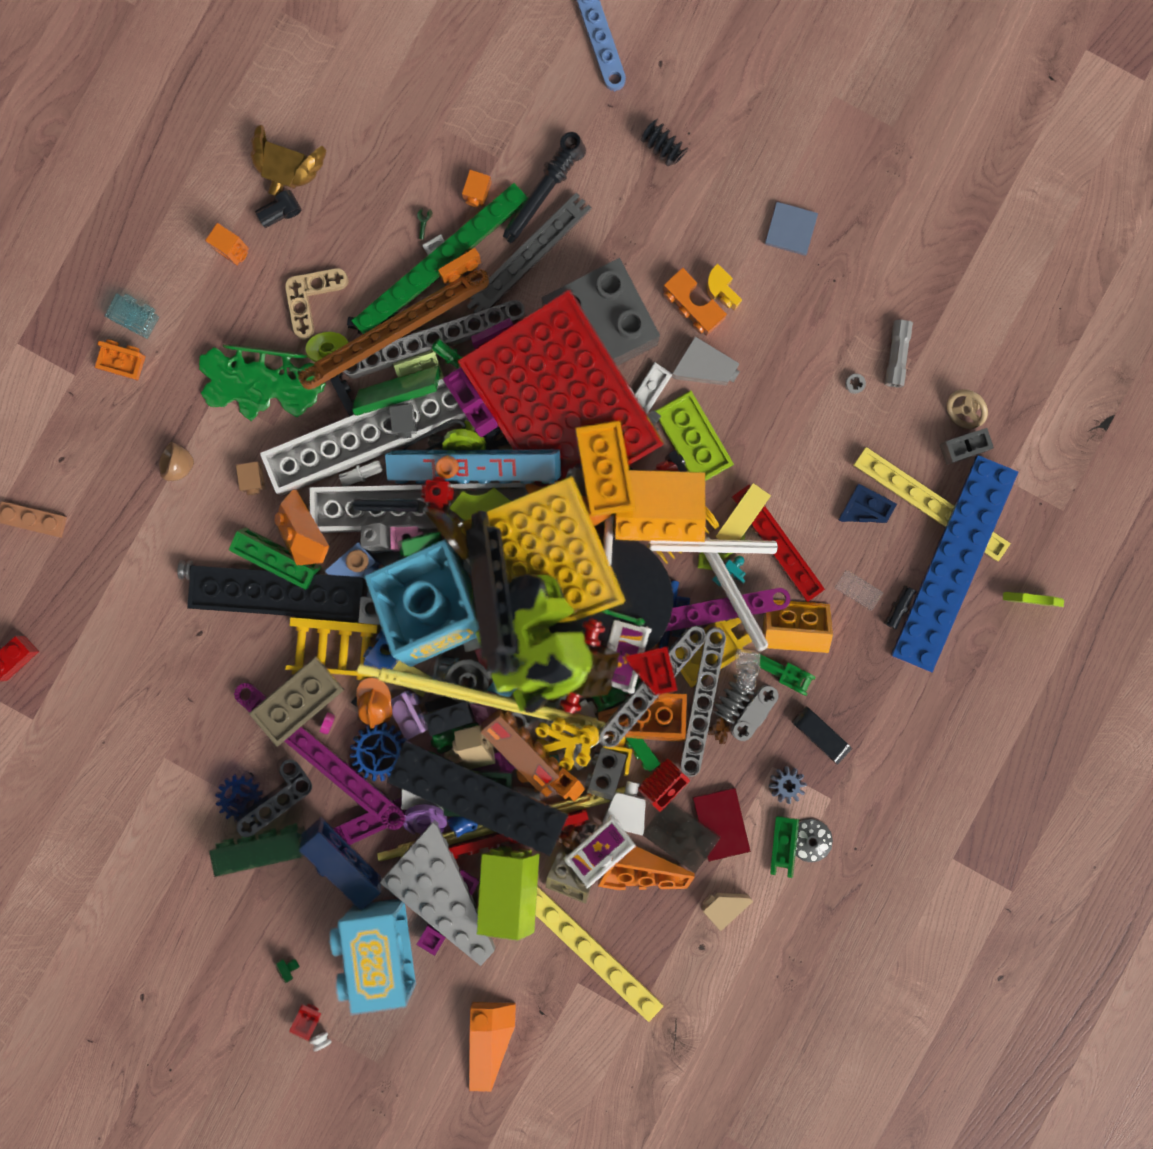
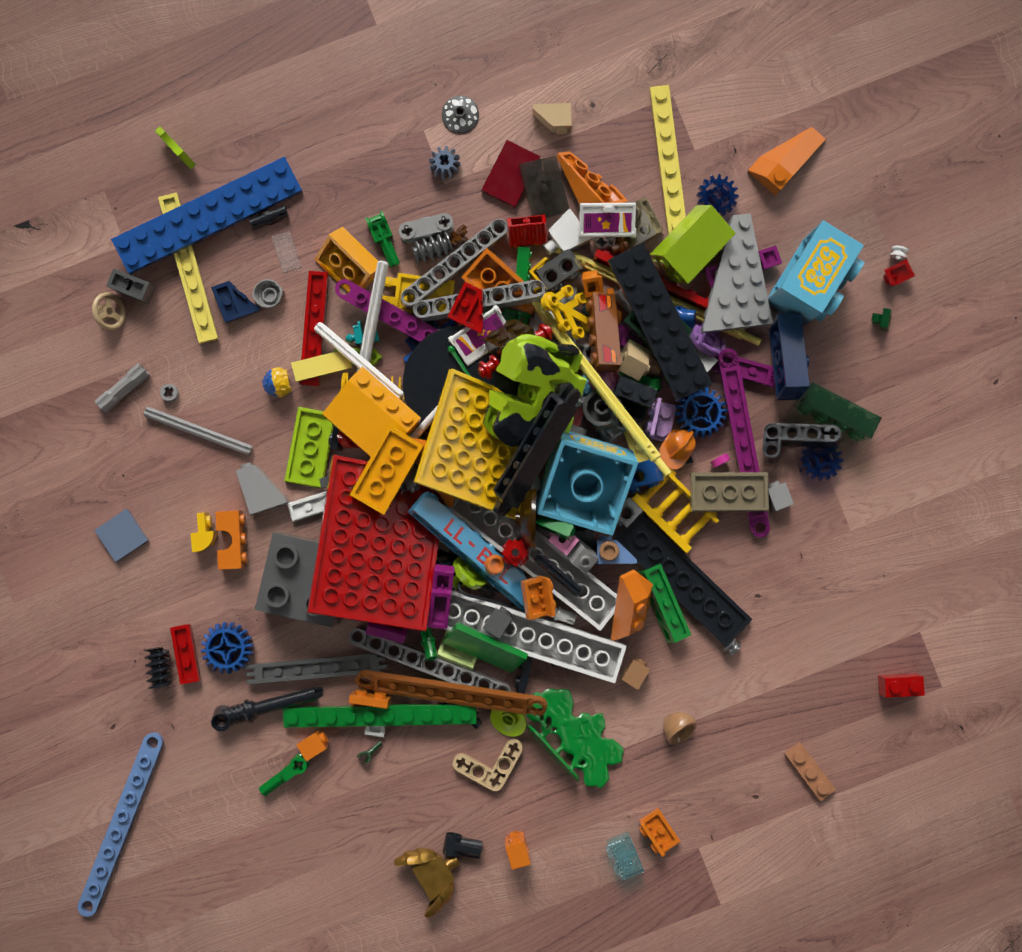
camera: 145 degrees left, 0 degrees up
(250, 735) = (779, 496): none -> light grey brick
(386, 471) = (538, 597): none -> orange bracket
(468, 504) = (500, 525): lime tile -> none
(478, 145) = (284, 775): none -> green connector
(515, 963) = (725, 195): none -> clear blue gear
(613, 202) = (227, 640): none -> blue gear
(650, 174) = (185, 654): none -> red plate
(748, 668) = (405, 259): clear piece -> none
(769, 469) = (277, 382): none -> yellow piece
(784, 844) = (479, 125): green hinge -> none
(802, 371) = (198, 430): none -> light grey axle
(822, 735) = (393, 176): black beam -> none
(843, 539) = (267, 293): none -> light grey hat

